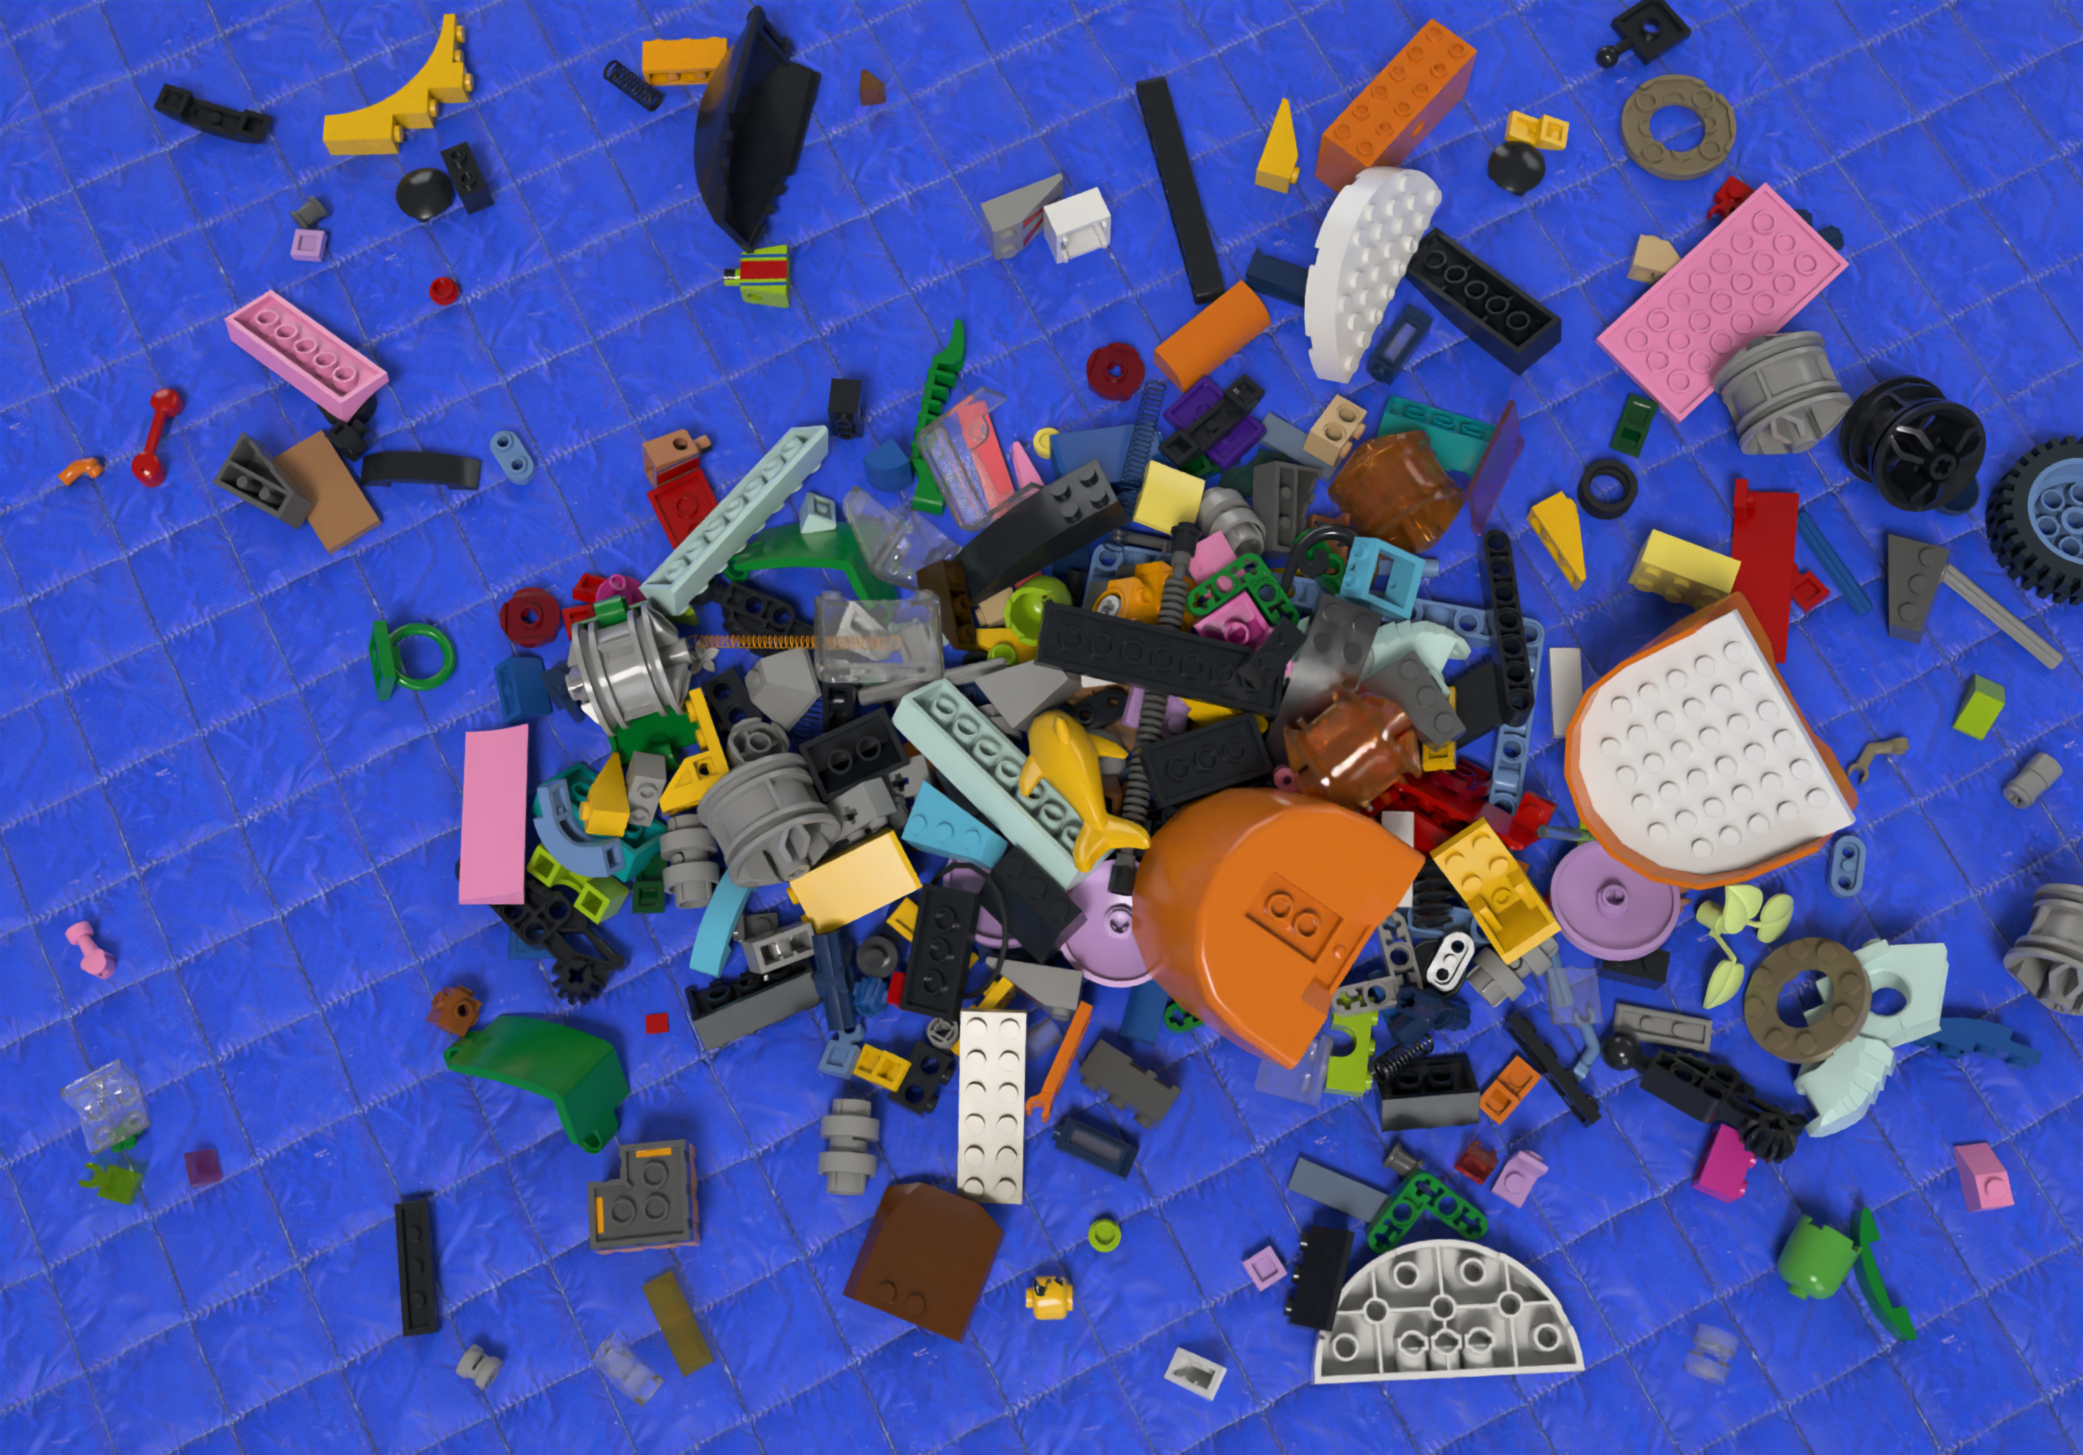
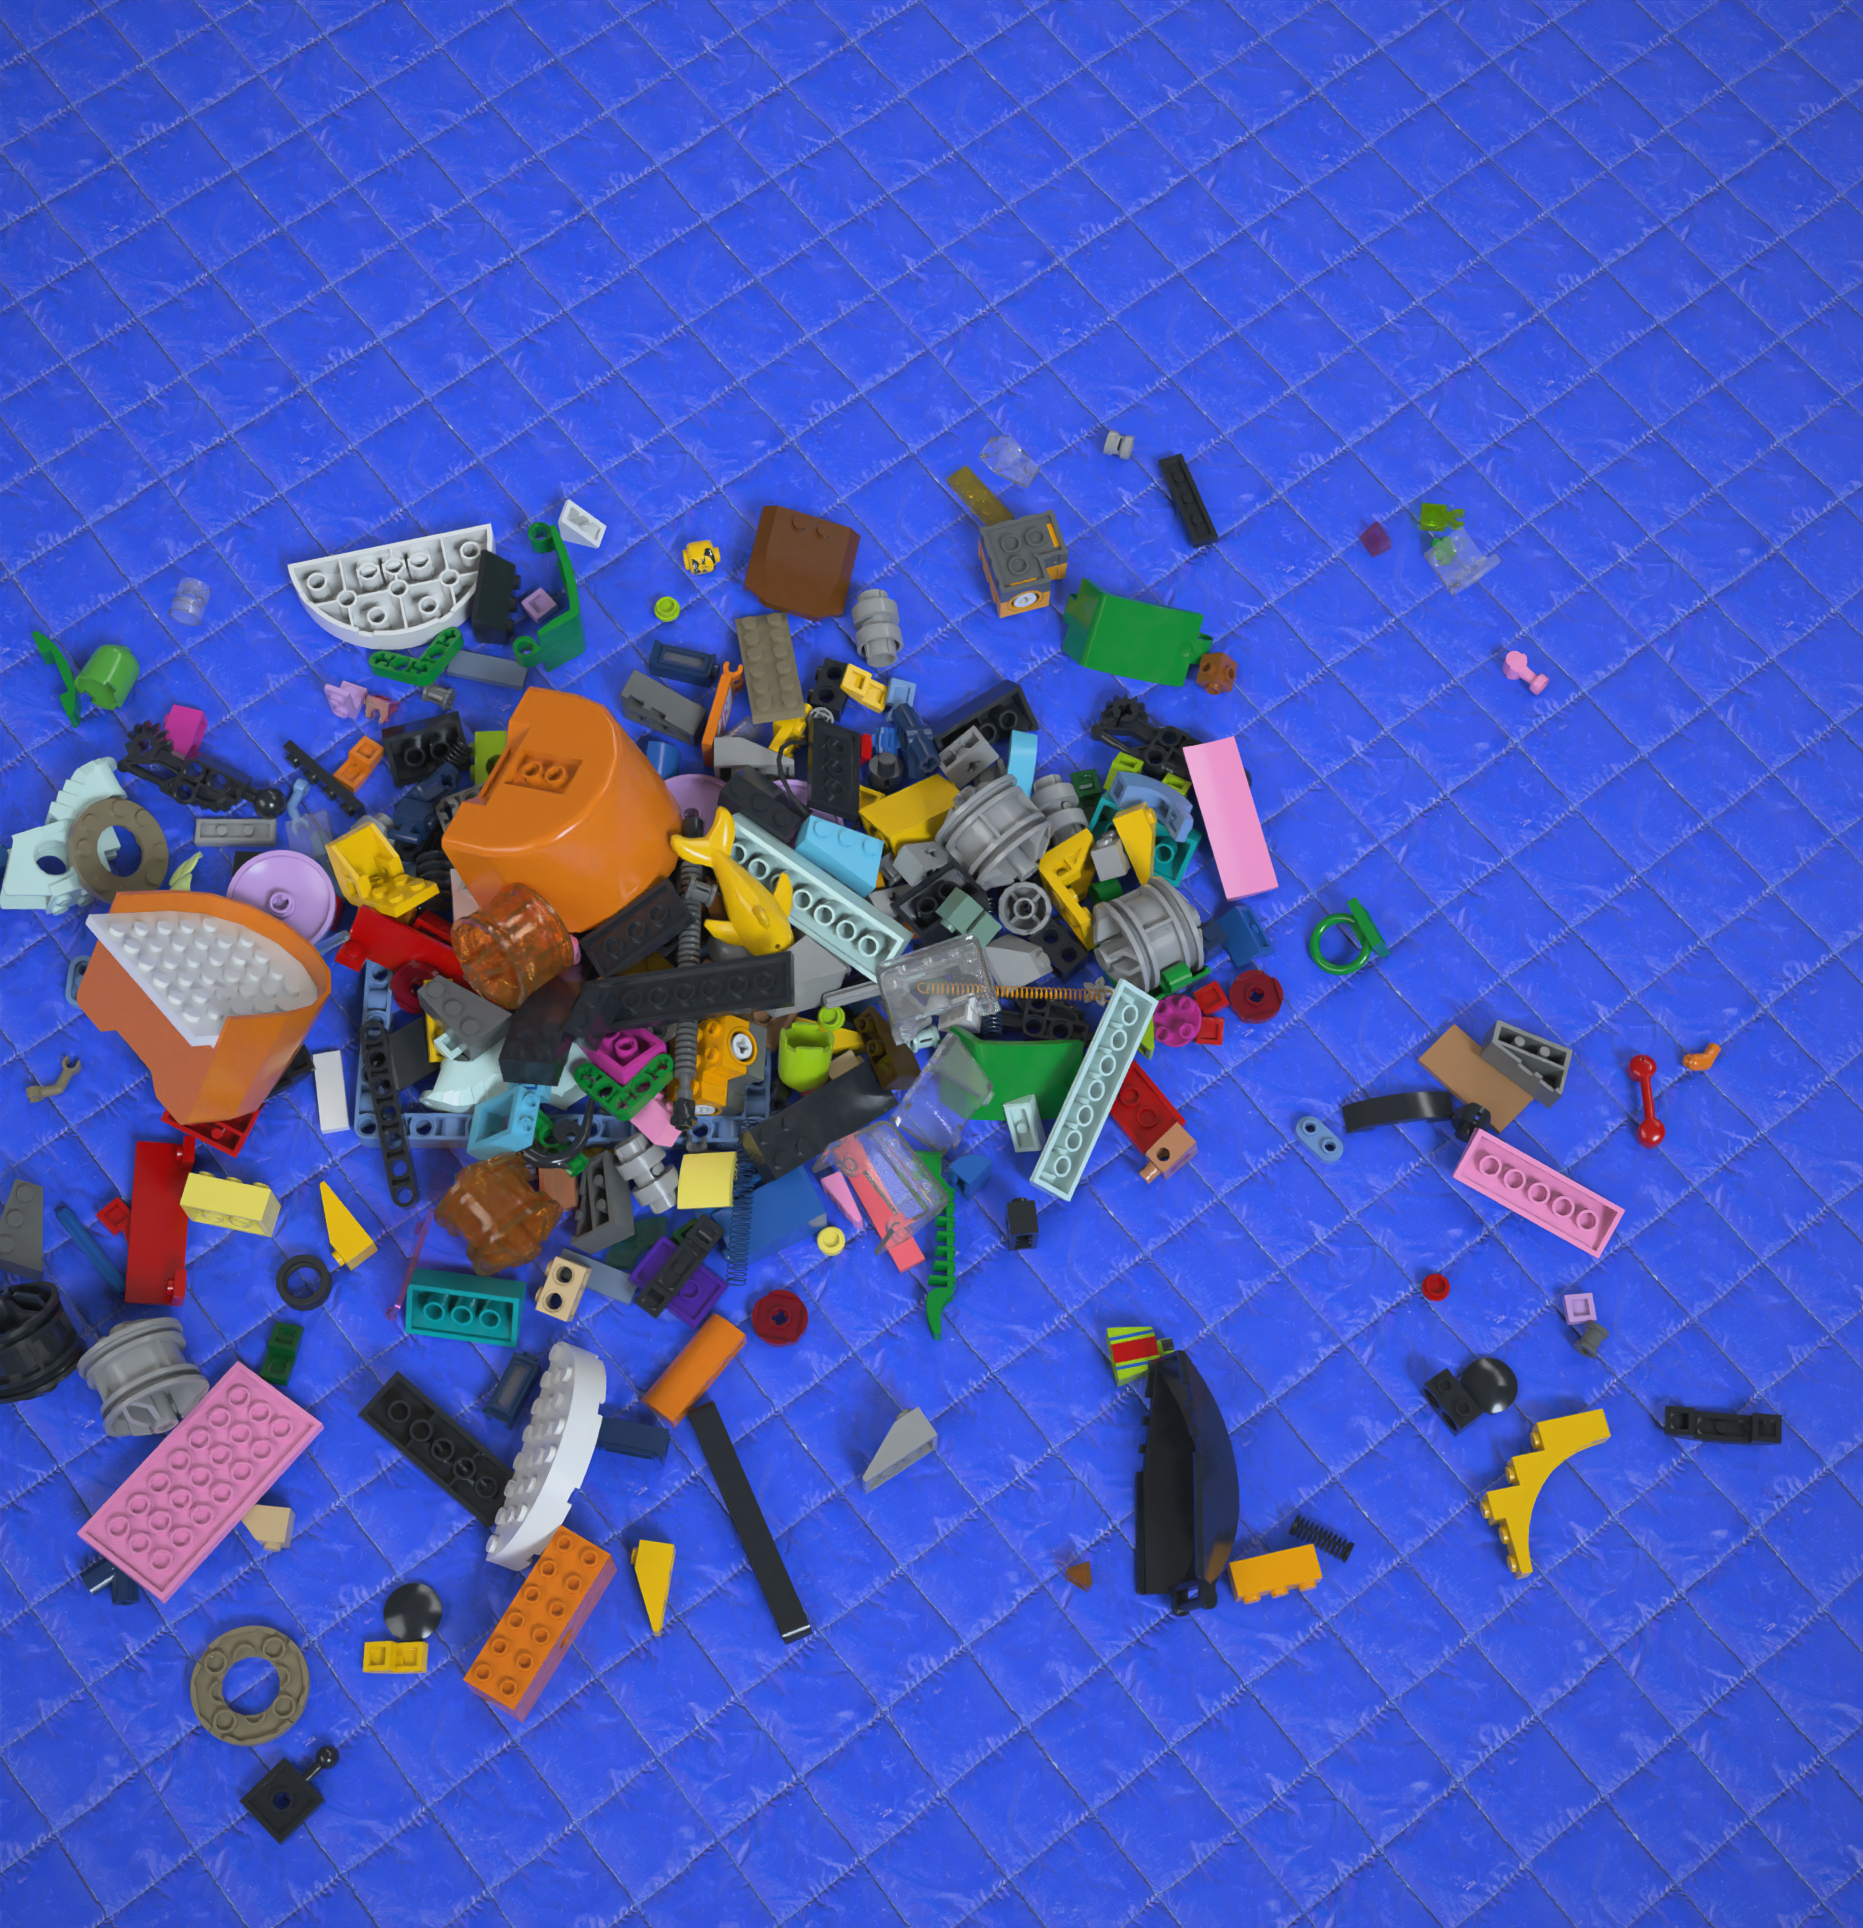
camera: 165 degrees right, 5 degrees down
(657, 1023) = (1054, 701): red window -> none
(825, 713) = (966, 916): none -> sand green piece
(1077, 225) = (841, 1450): white container -> none
(1125, 784) = (700, 891): none -> dark grey bush
(1221, 1249) = (565, 635): none -> green panel
(1451, 975) = (412, 821): none -> dark blue brick
(1729, 198) = (192, 1617): red plate -> none

